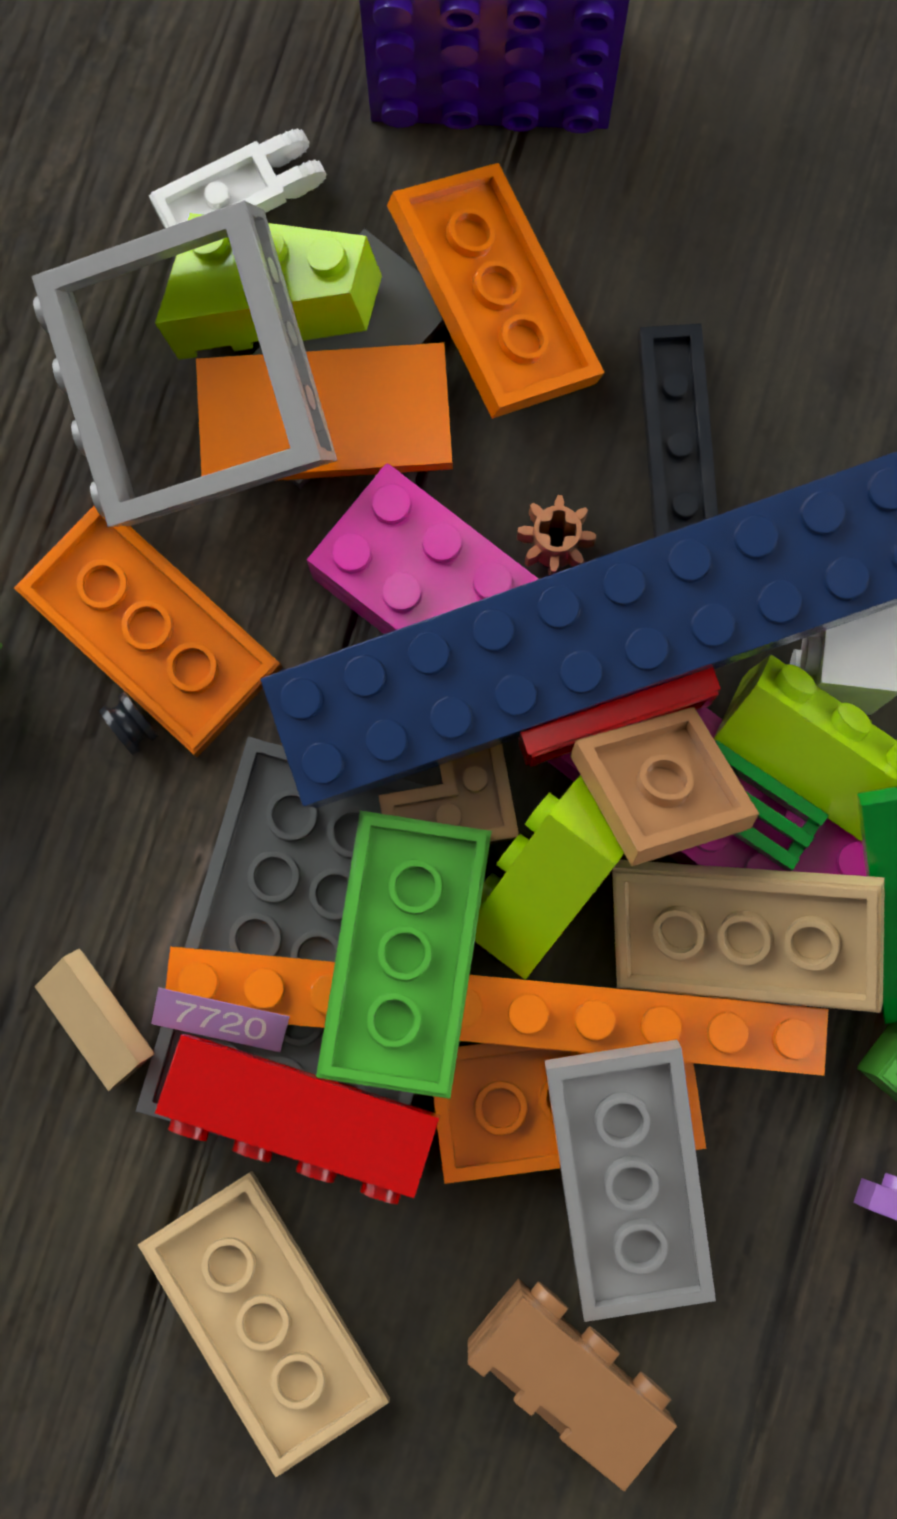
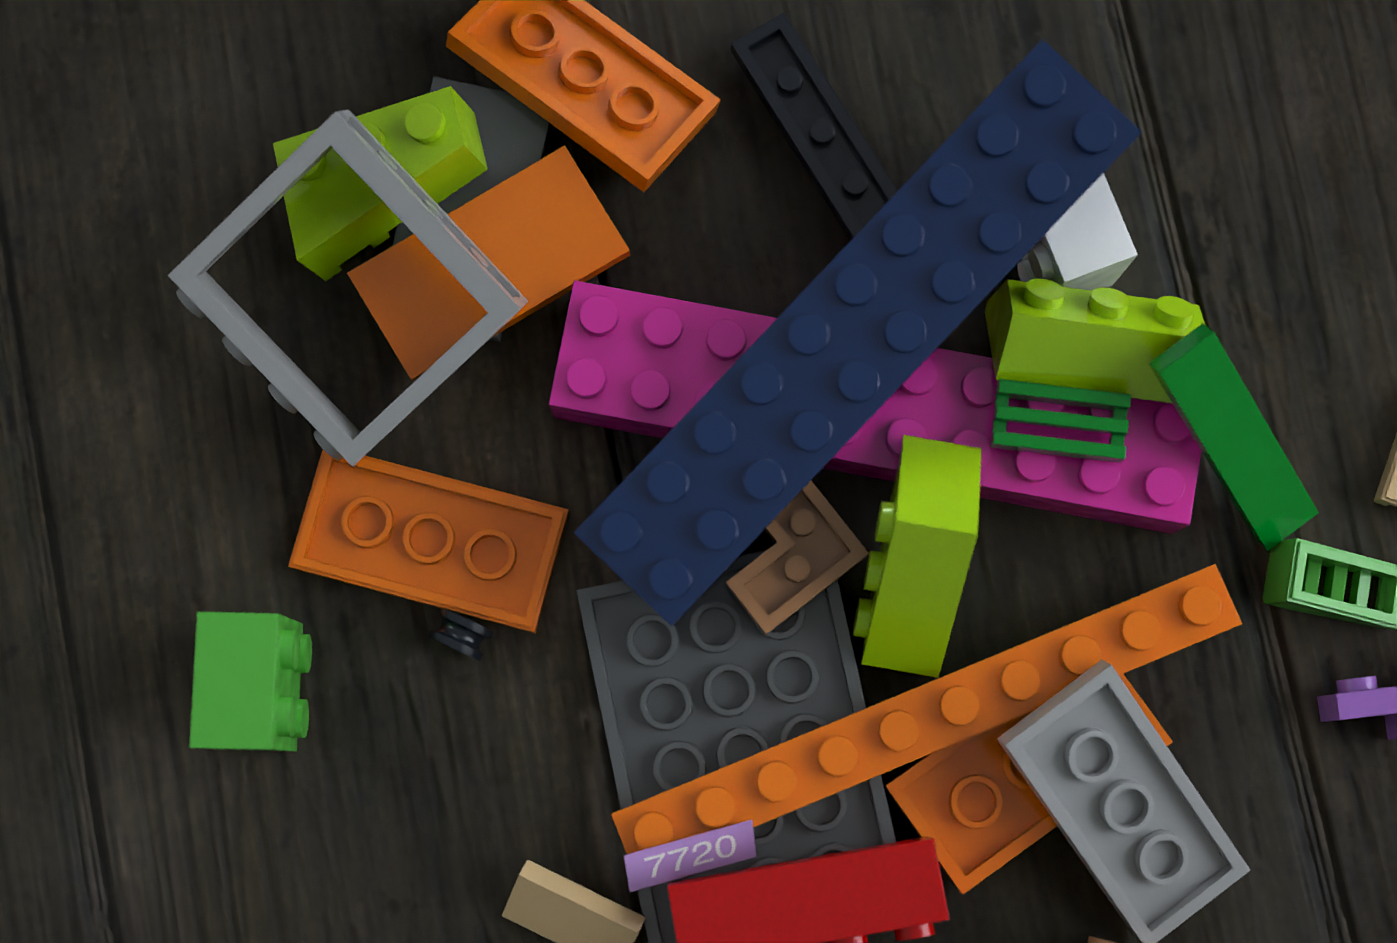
camera: 30 degrees left, 0 degrees up
(240, 177) = (295, 96): white hinge -> none
(404, 954) = (826, 710): bright green tile -> none
(556, 517) = (764, 254): nougat gear -> none
(559, 736) = (905, 403): red tile -> none
(663, 785) = (979, 443): medium nougat plate -> none
(750, 934) = (1115, 534): tan tile -> none

